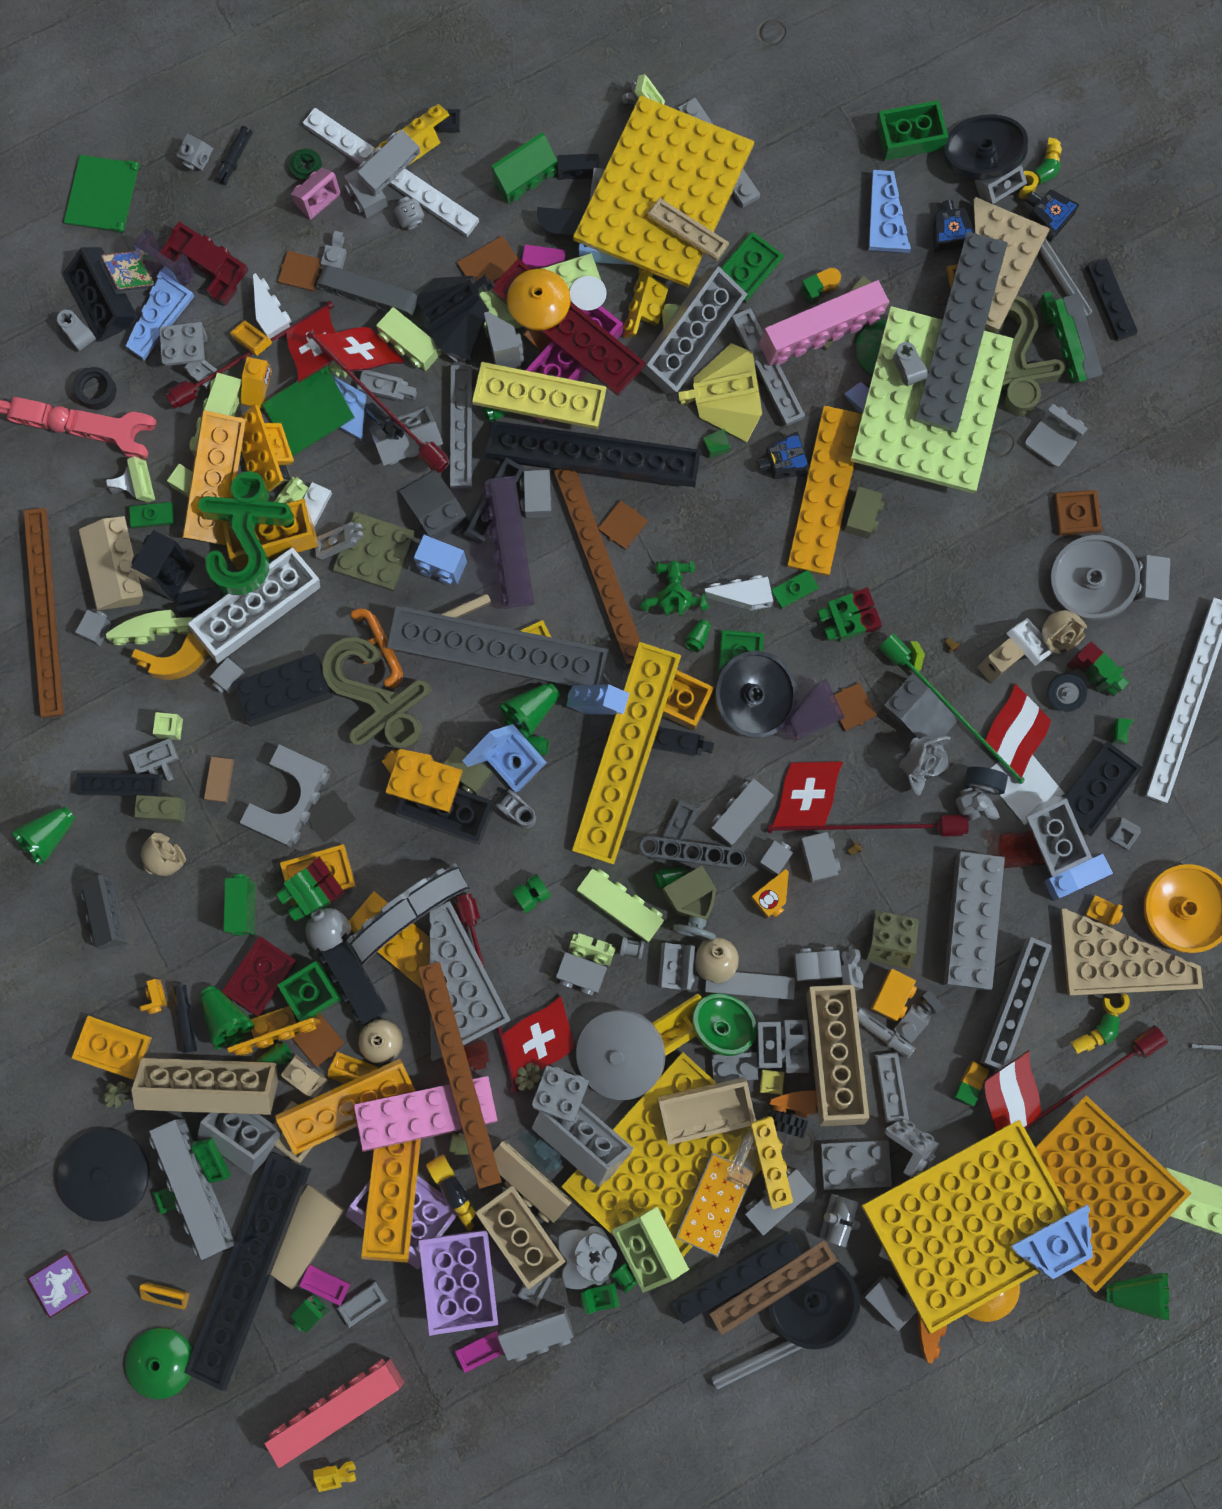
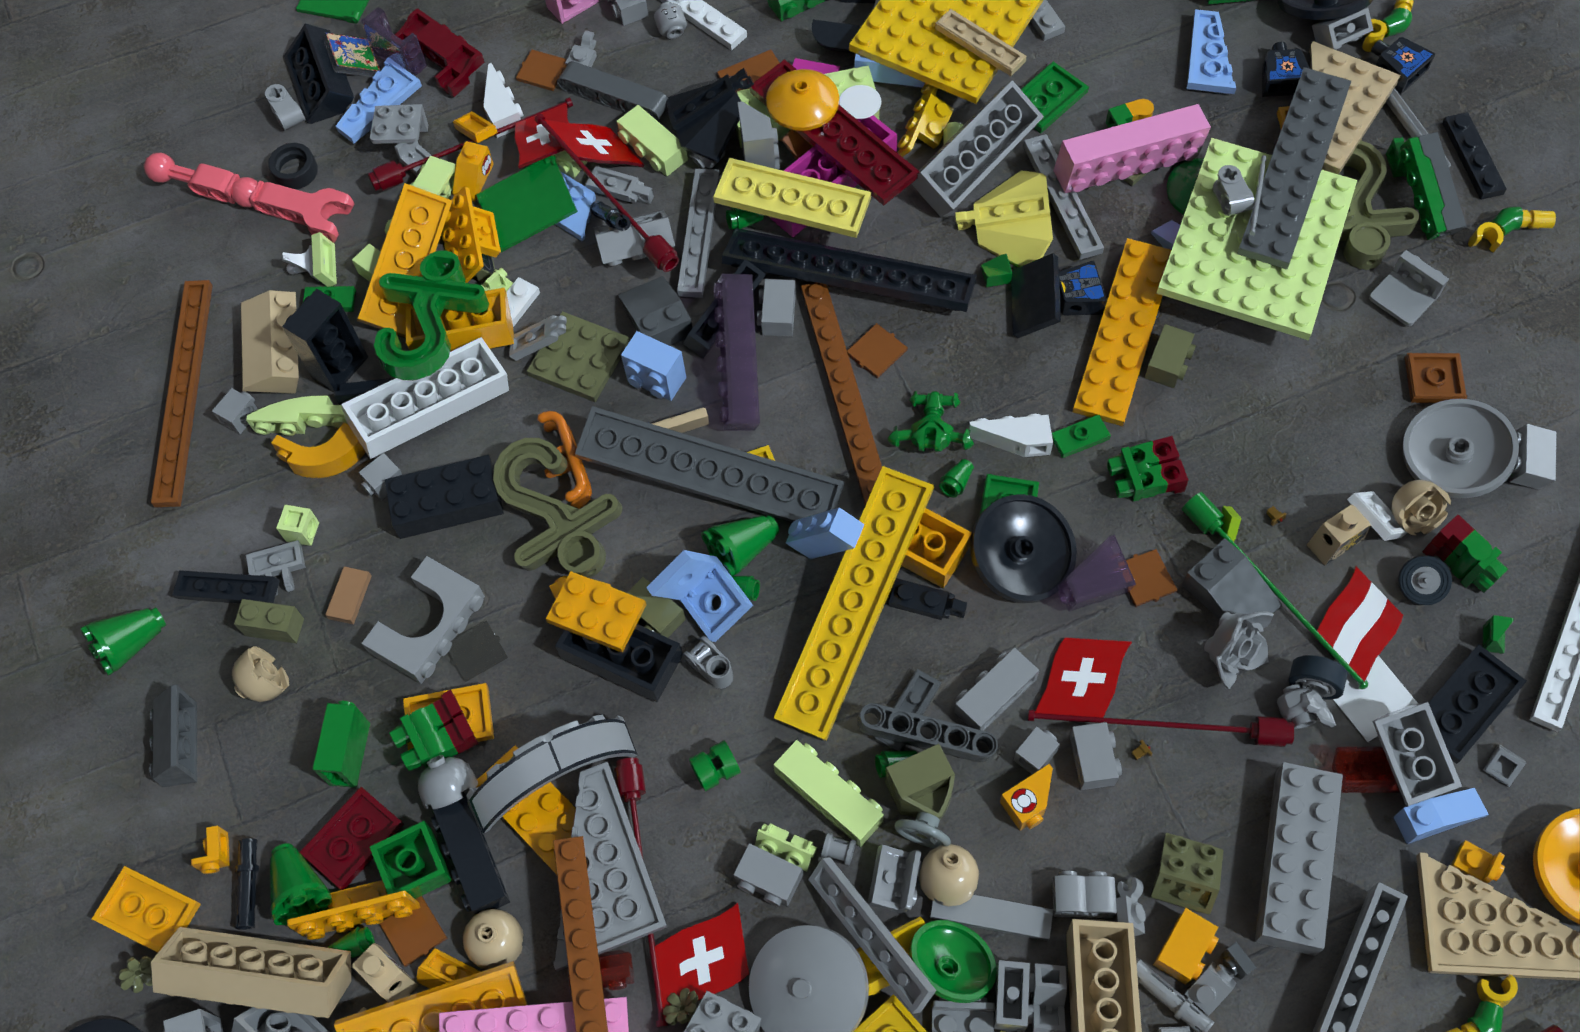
camera: 10 degrees right, 15 degrees down
(663, 1012) = (872, 935): none -> light grey plate
(751, 467) = (1035, 296): none -> black tile
(930, 367) = (1258, 195): none -> light grey piece
(1139, 362) = (1508, 220): none -> yellow piece

